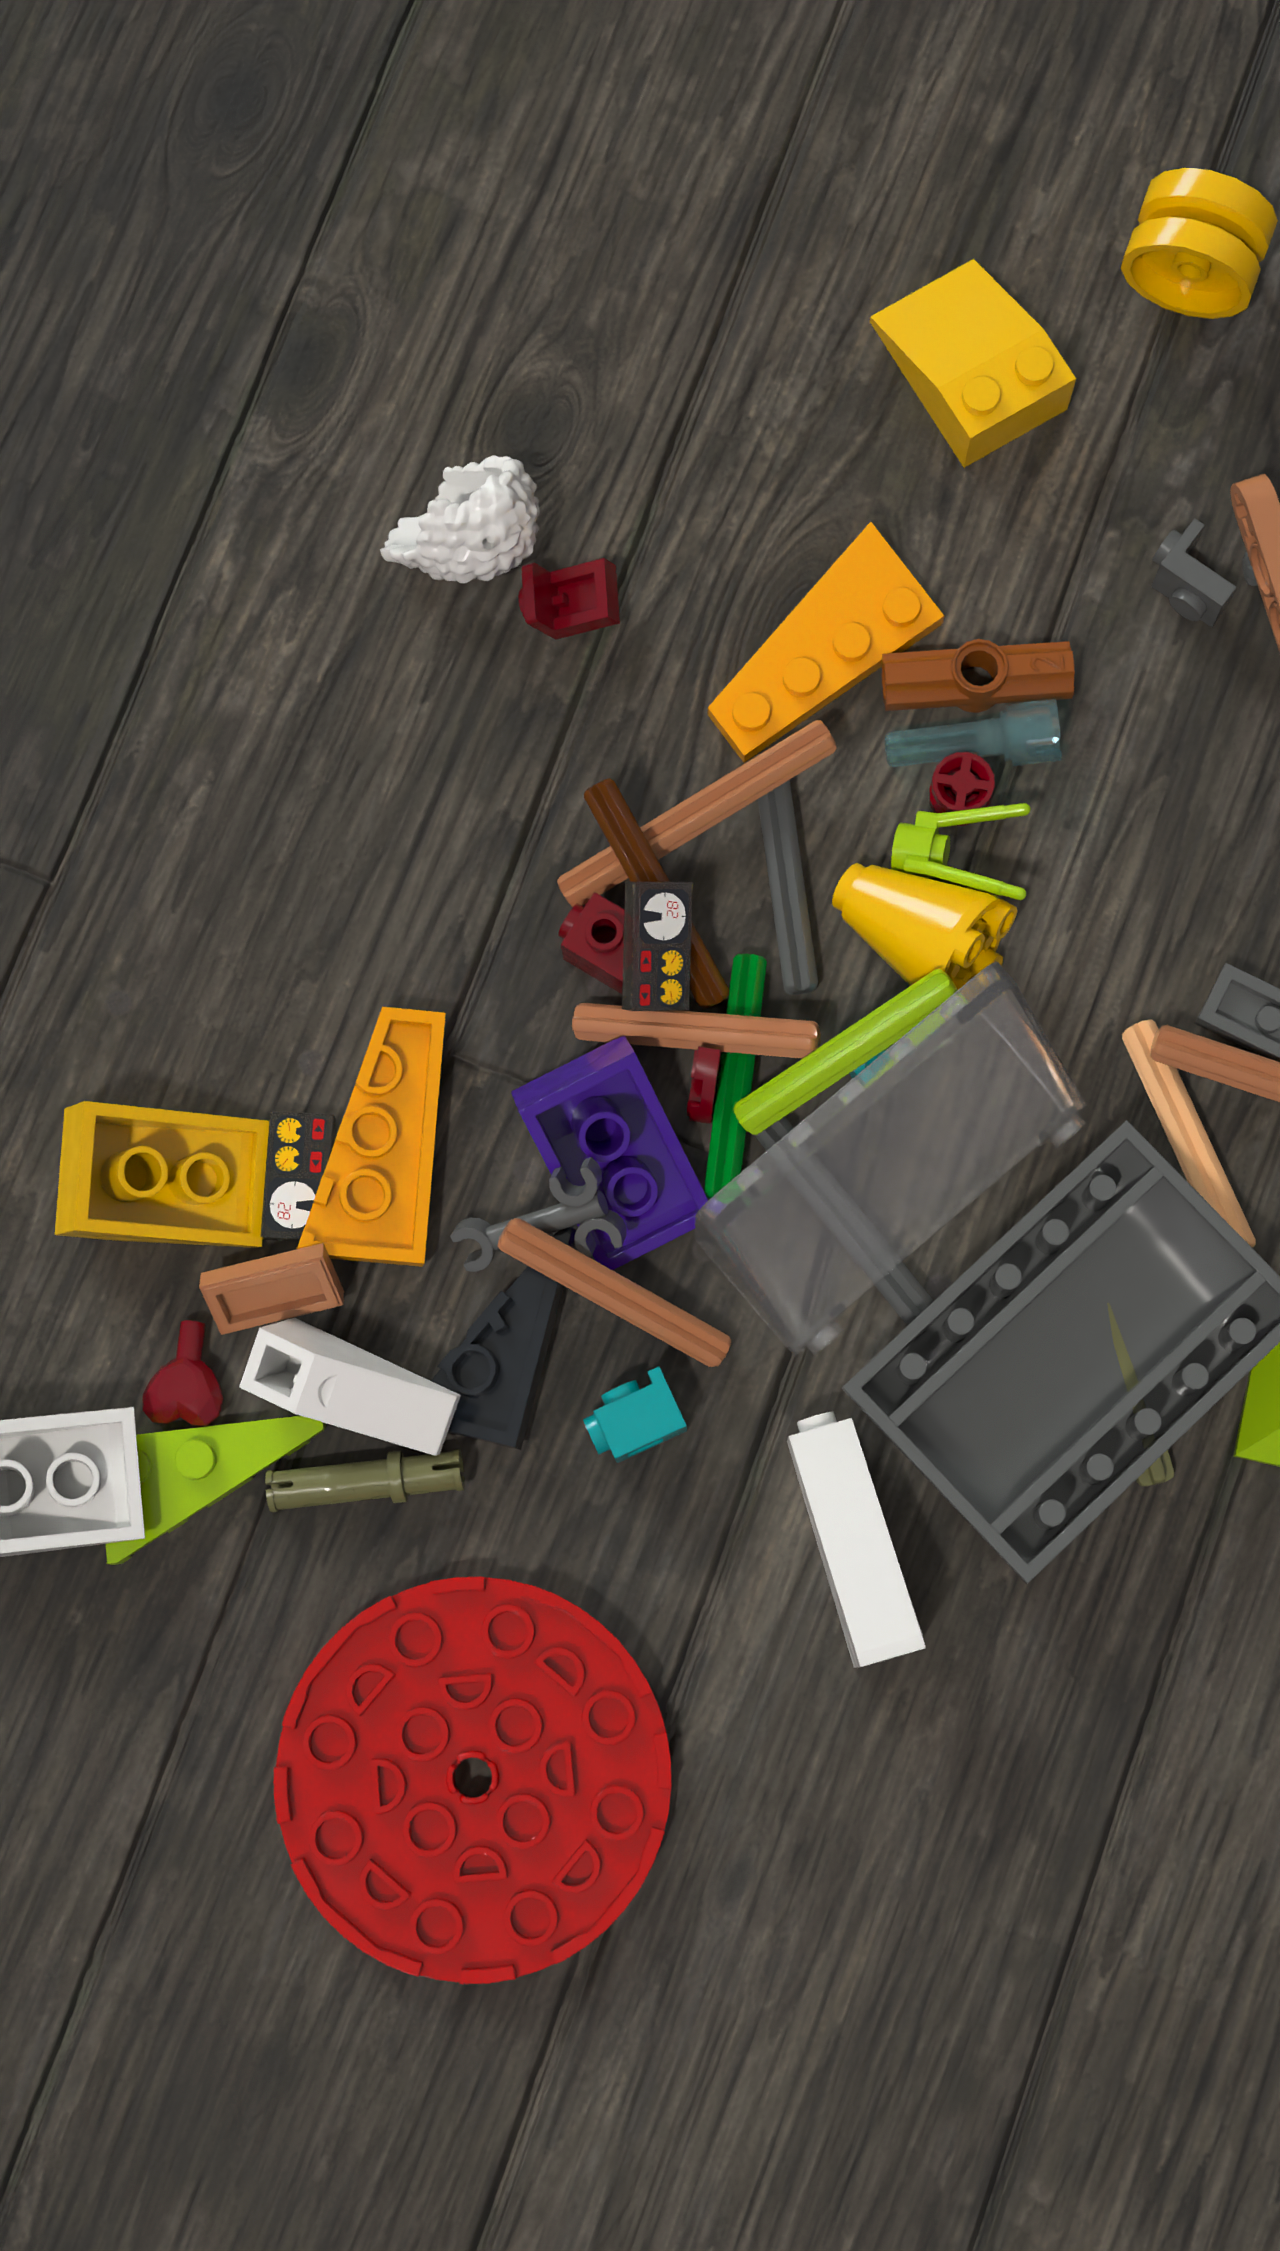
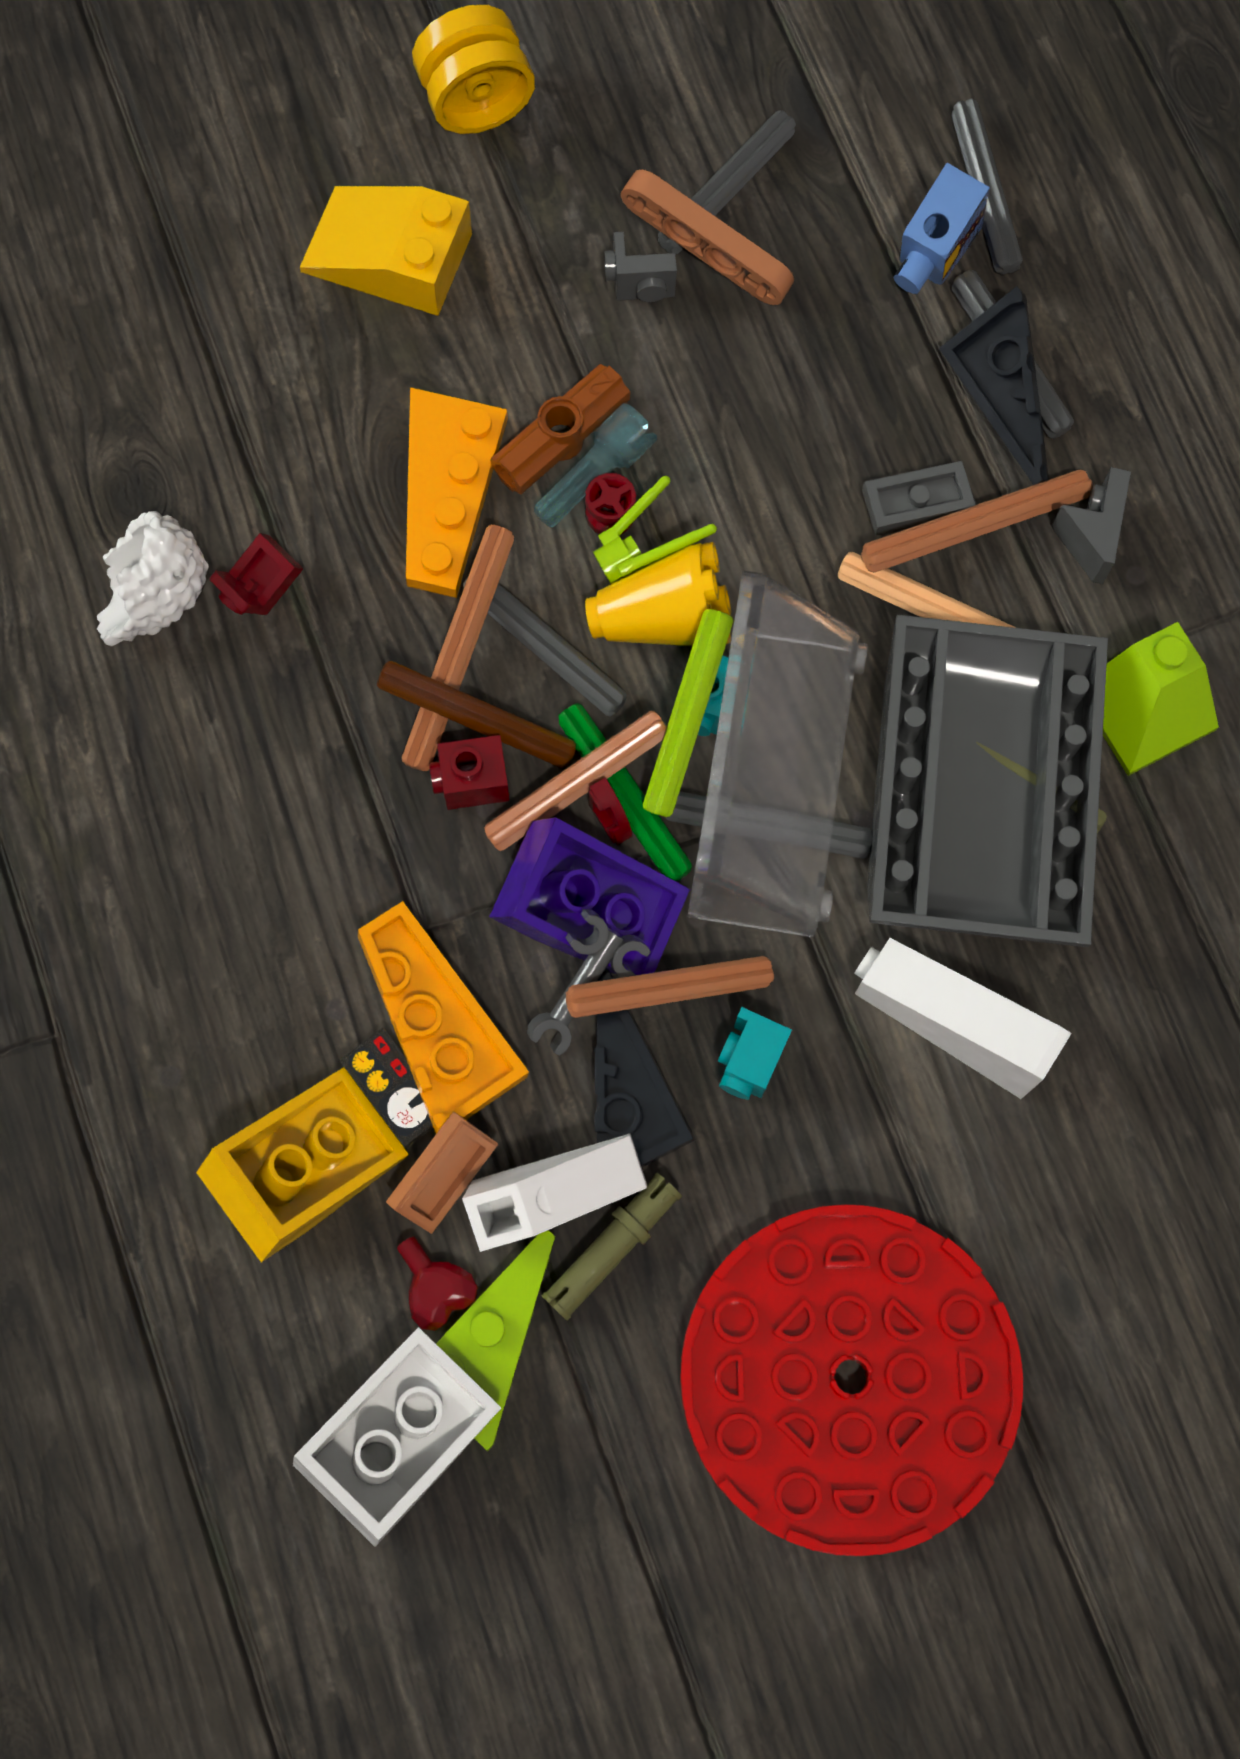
camera: 50 degrees left, 5 degrees down
(657, 945) = (508, 743): tile -> none

